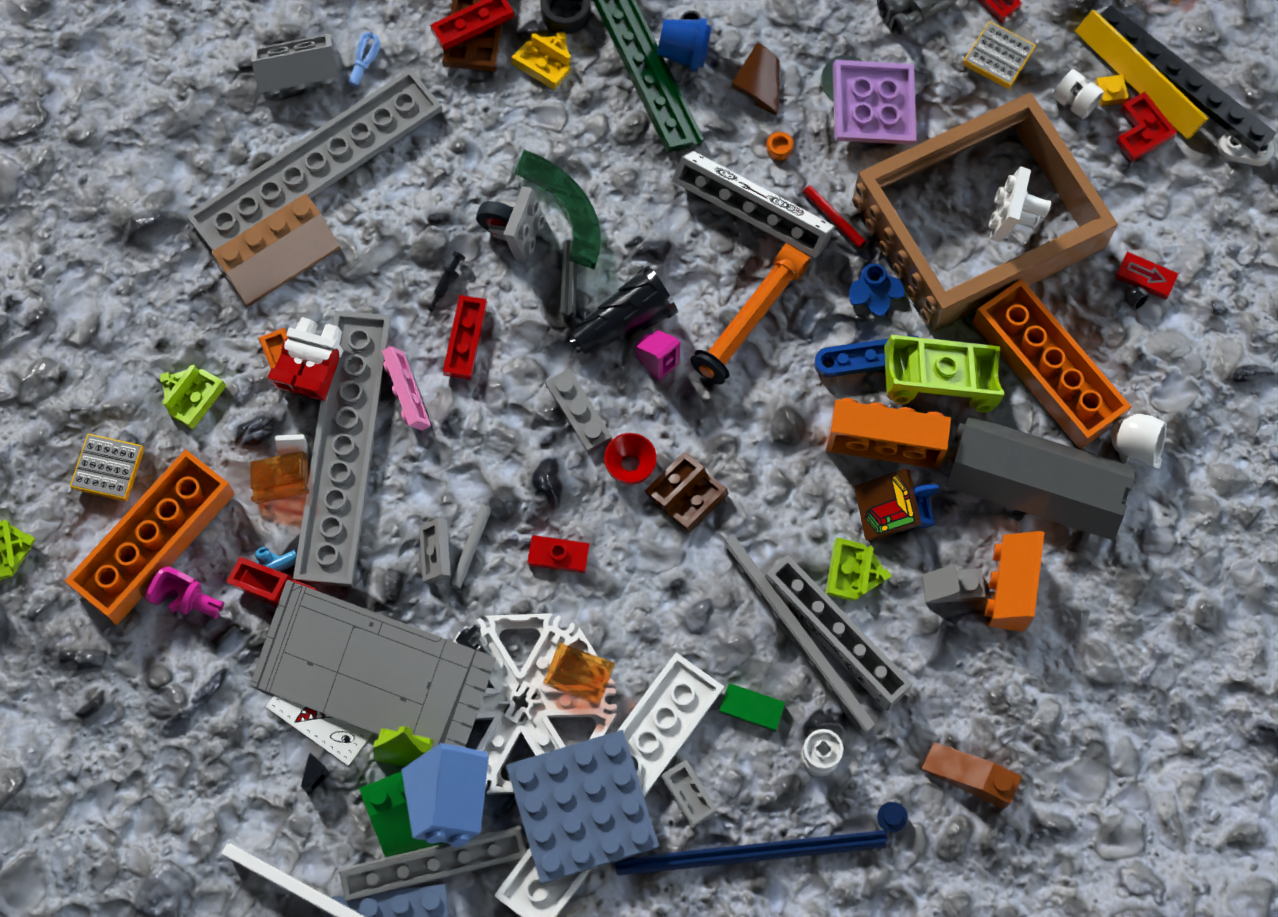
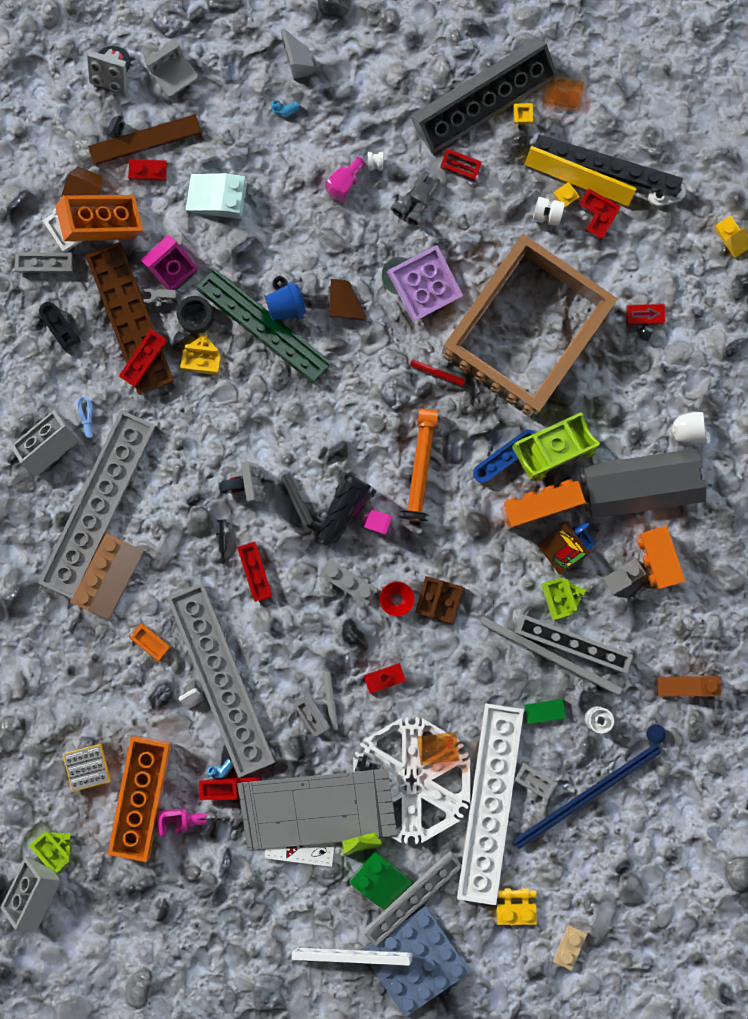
camera: 25 degrees left, 15 degrees up
(190, 394) = (108, 695): lime slope -> none
(279, 477) = (193, 719): clear orange plate -> none
(308, 360) = (170, 641): hips -> none
(314, 774) = (316, 883): black slope -> none
(405, 388) = (238, 624): bright pink plate -> none
(446, 794) = (403, 864): medium blue slope -> none
(572, 201) = (272, 448): clear green tile -> none
(582, 806) = (480, 823): sand blue plate -> none
(753, 203) = (385, 393): light grey brick -> none
(779, 146) = (379, 341): orange tile -> none
(875, 293) = (489, 411): blue plate -> none
(999, 55) = (485, 207): tile -> none
(1016, 206) = (552, 324): white plate -> none
(1051, 364) = (617, 407): orange brick -> none

